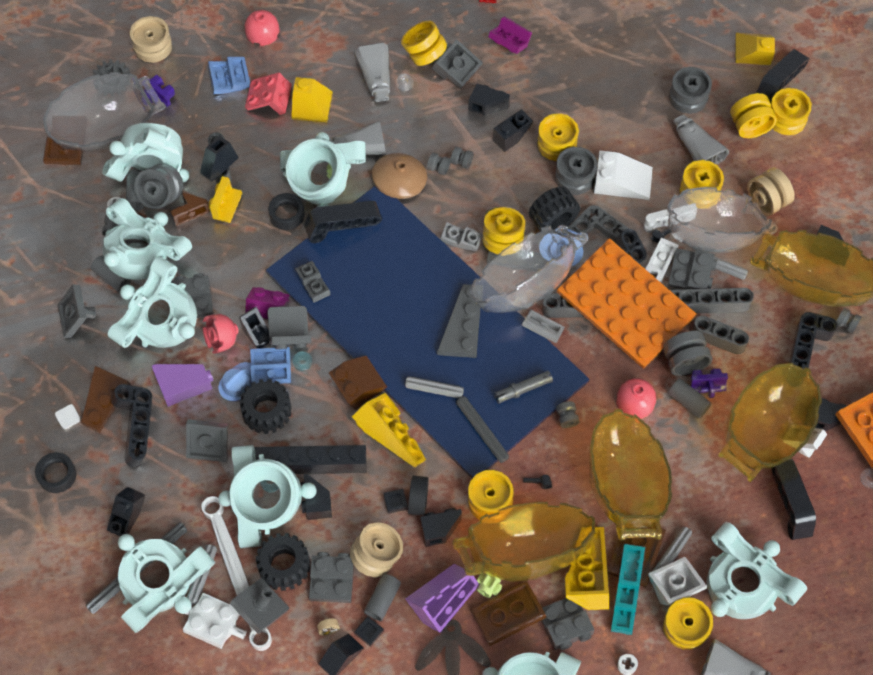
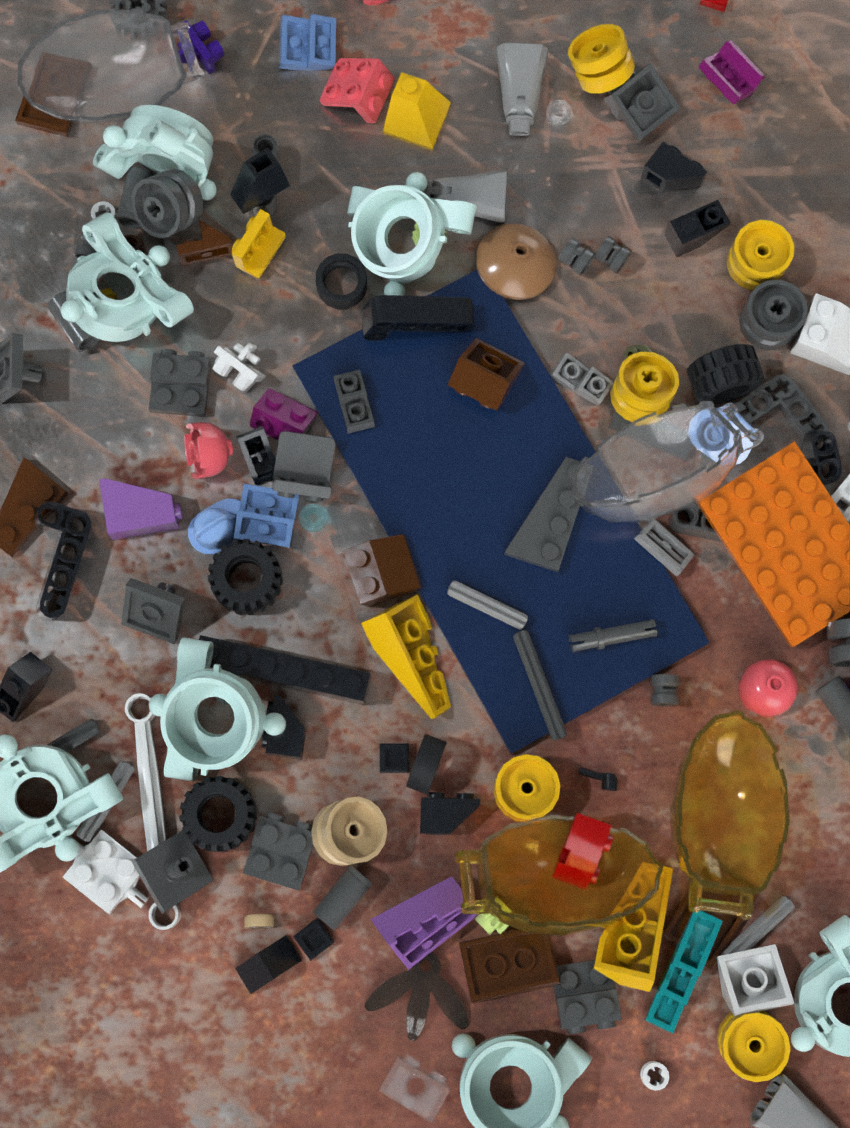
camera: 10 degrees right, 15 degrees up
(157, 287) = (132, 367): light aqua piece -> none
(236, 281) = (247, 373): none -> white hips
(396, 246) = (485, 374): none -> reddish brown slope
(537, 522) = (582, 851): none -> red brick

